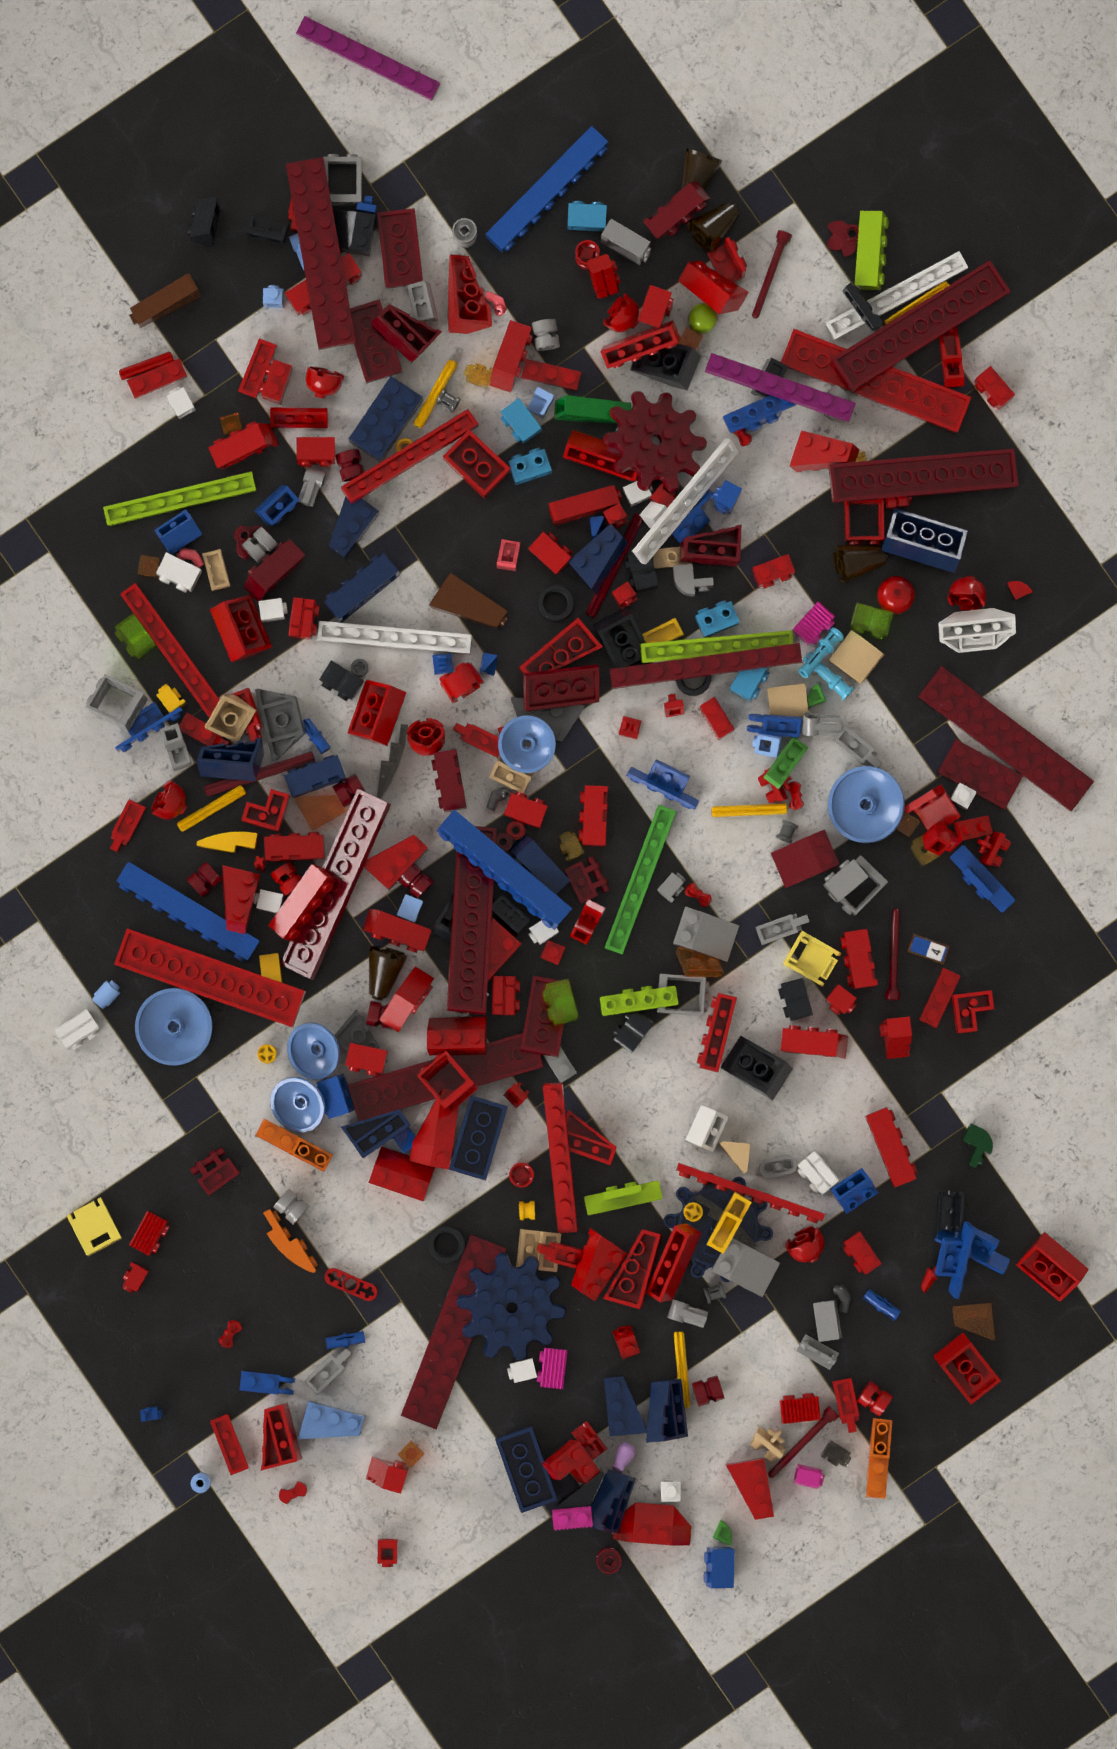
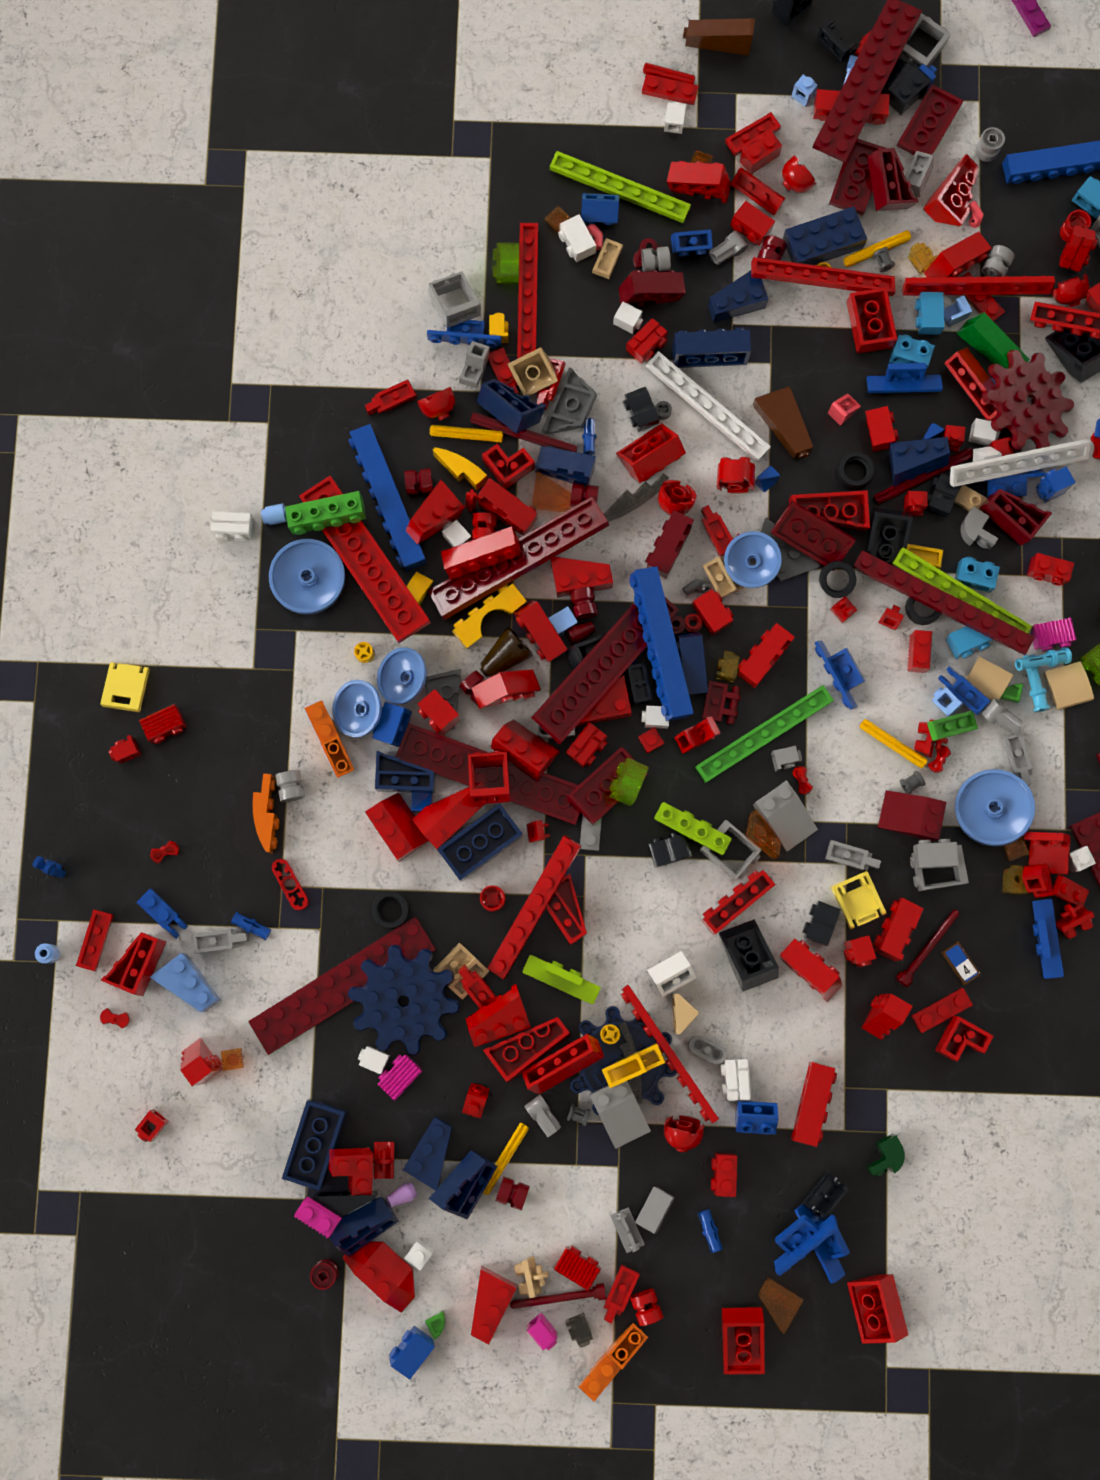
camera: 40 degrees right, 5 degrees down
(150, 963) = (325, 513): none -> bright green brick
(219, 1175) = (252, 719): dark red plate -> none
(240, 628) = (593, 313): red slope -> none
(339, 972) = (470, 631): none -> yellow arch
(430, 906) = (579, 632): none -> dark red cone
(442, 663) = (731, 451): blue tile -> none
(527, 1210) = (475, 931): yellow wheel -> none
(540, 494) = (904, 378): none -> blue bracket
(542, 371) = (979, 285): none -> red plate
(583, 505) = (931, 409): red slope -> none
(595, 699) = (835, 593): none -> black tyre
(844, 1296) = (683, 1200): dark grey arm -> none
(929, 1279) = (765, 1239): red bar -> none

